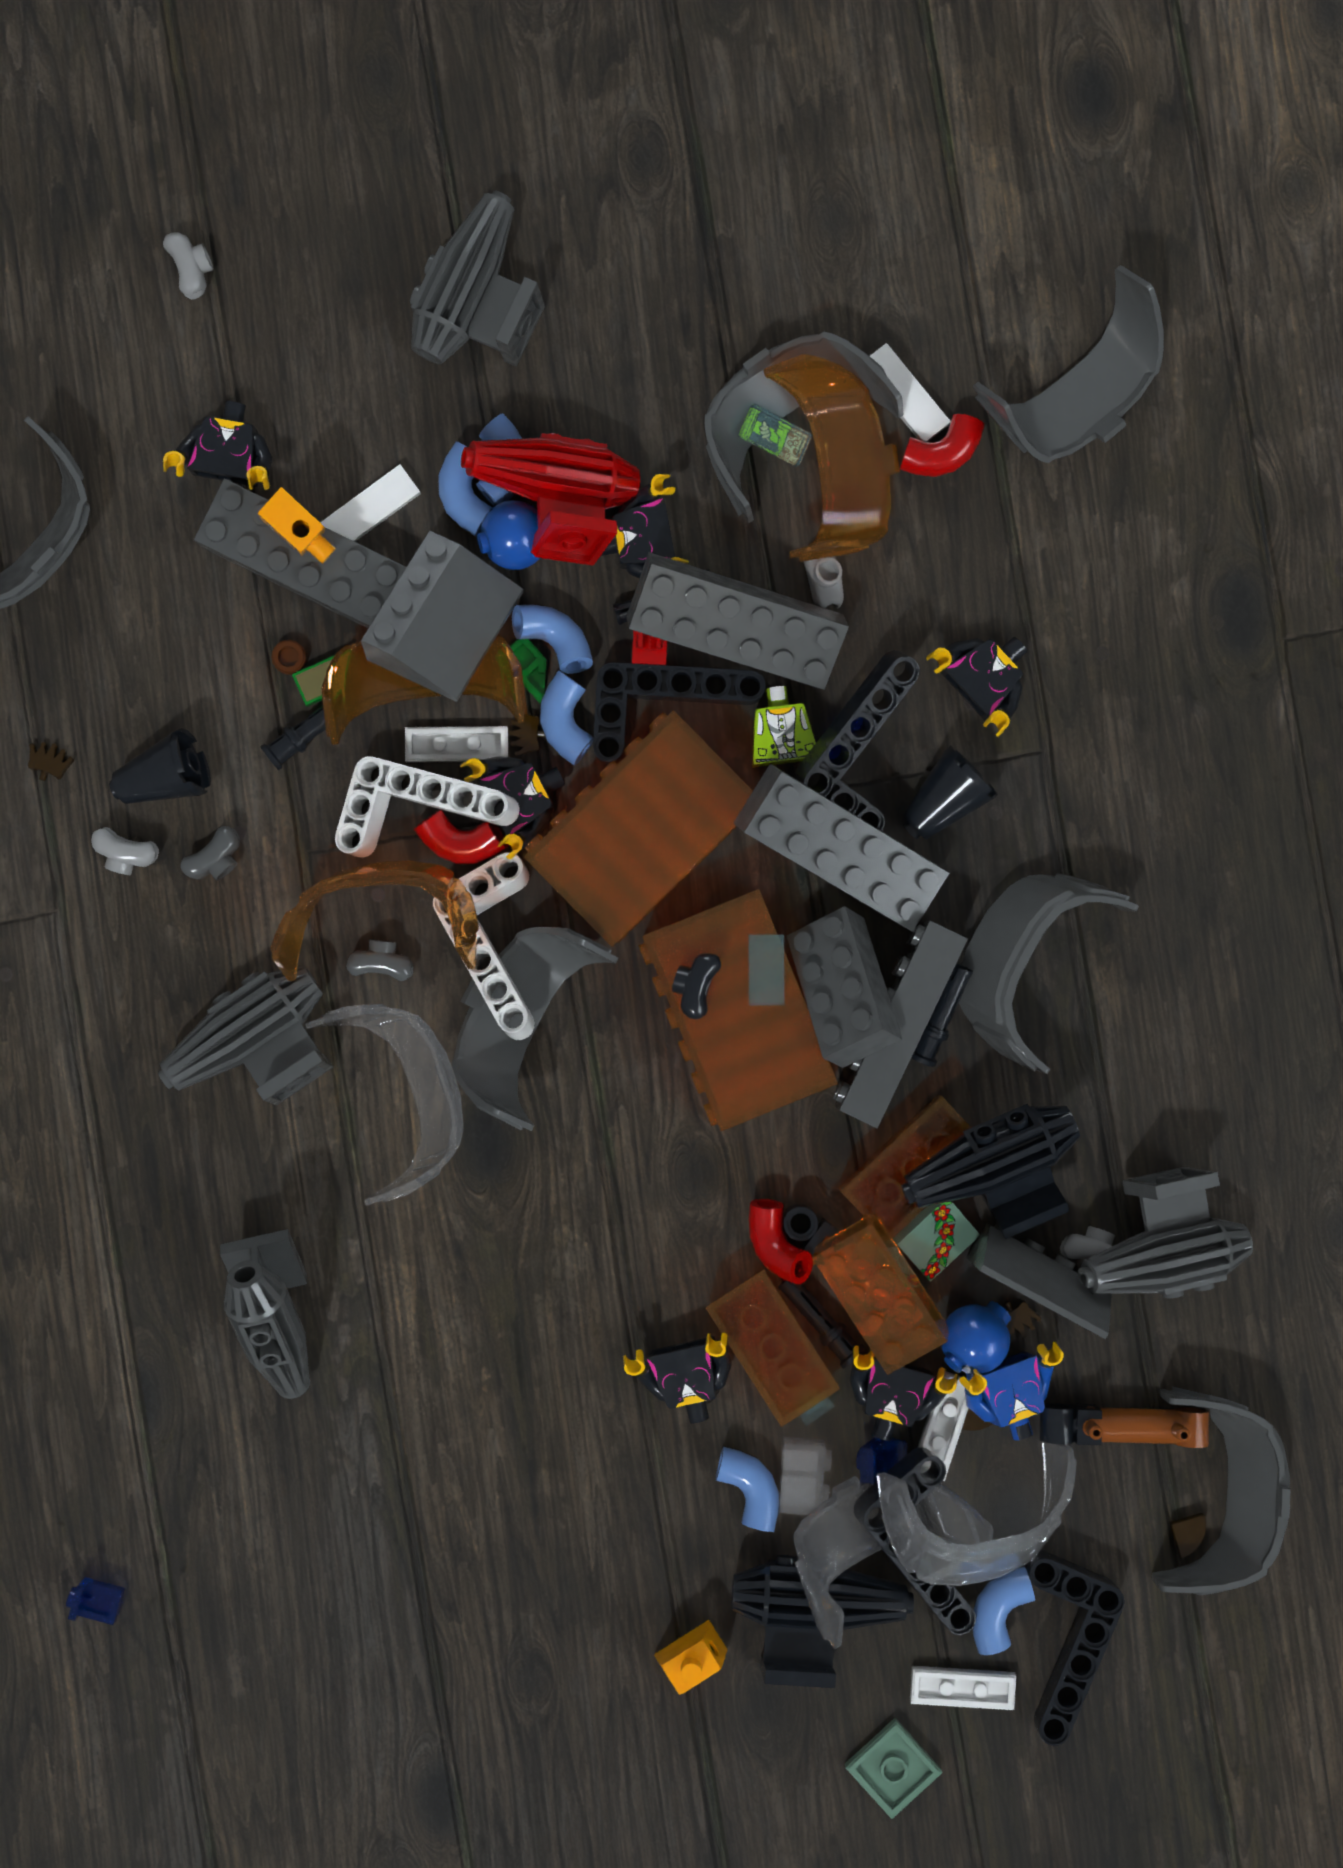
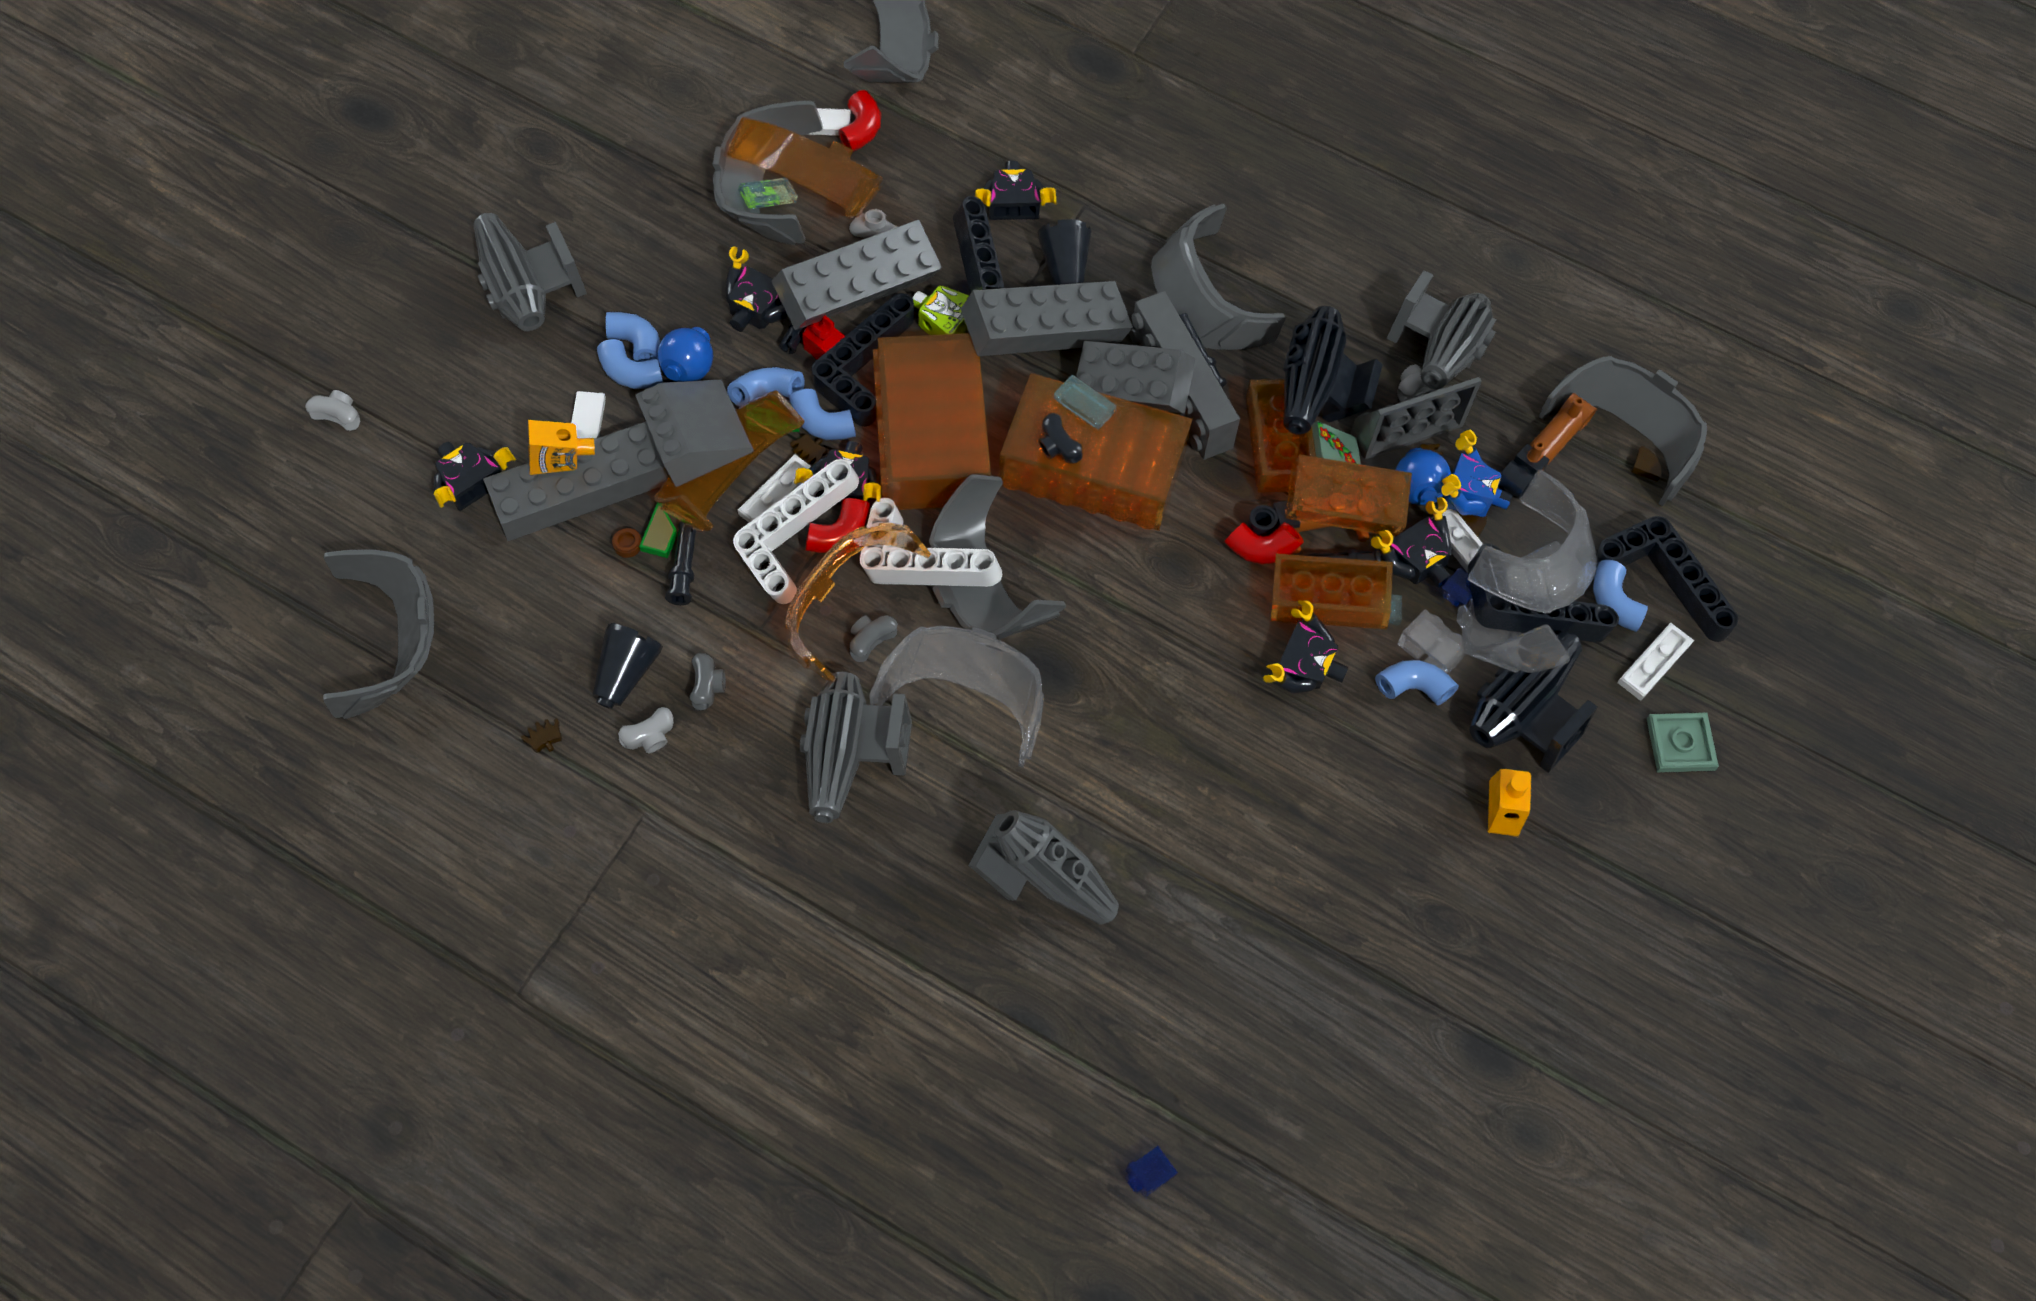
camera: 55 degrees left, 25 degrees down
(571, 486) = (692, 297): red piece -> none

